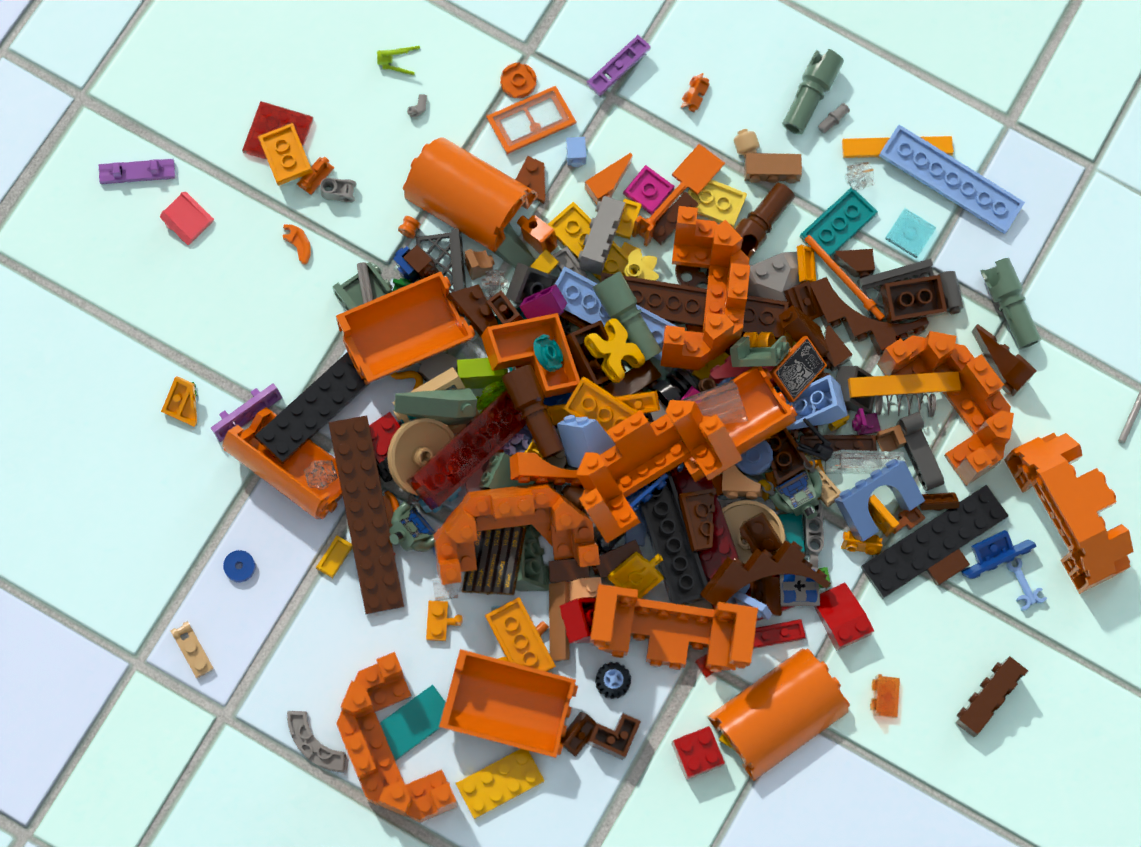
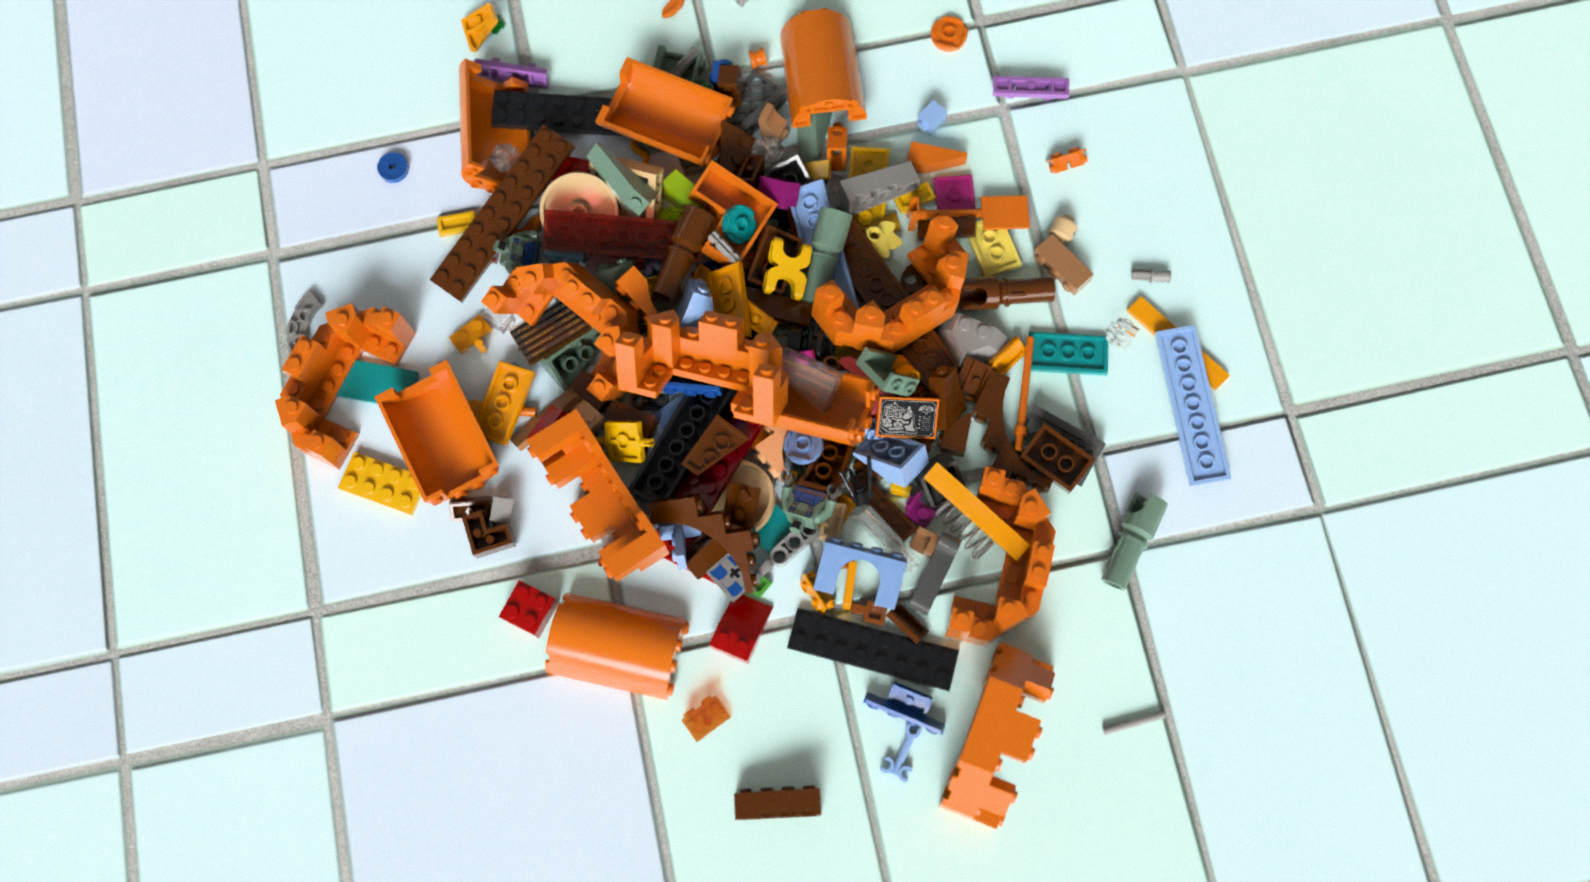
camera: 60 degrees right, 0 degrees up
(192, 650) = (302, 190): tan plate -> none
(531, 119) = (926, 68): clear door -> none
(533, 176) = (880, 107): dark orange wing -> none
(561, 378) = (724, 247): none -> light grey axle
(604, 710) = (501, 510): none -> light grey brick
(617, 674) = (530, 491): black wheel -> none
(778, 633) = (677, 586): red tile -> none
(816, 80) = (1169, 235): sand green piece -> none
(856, 262) = (1048, 392): reddish brown slope -> none
(910, 233) = (1115, 413): clear light blue tile -> none
(948, 567) = (860, 678): reddish brown tile -> none
(951, 292) = (1095, 485): dark grey brick -> none
(1011, 369) = (1074, 587): reddish brown wedge -> none

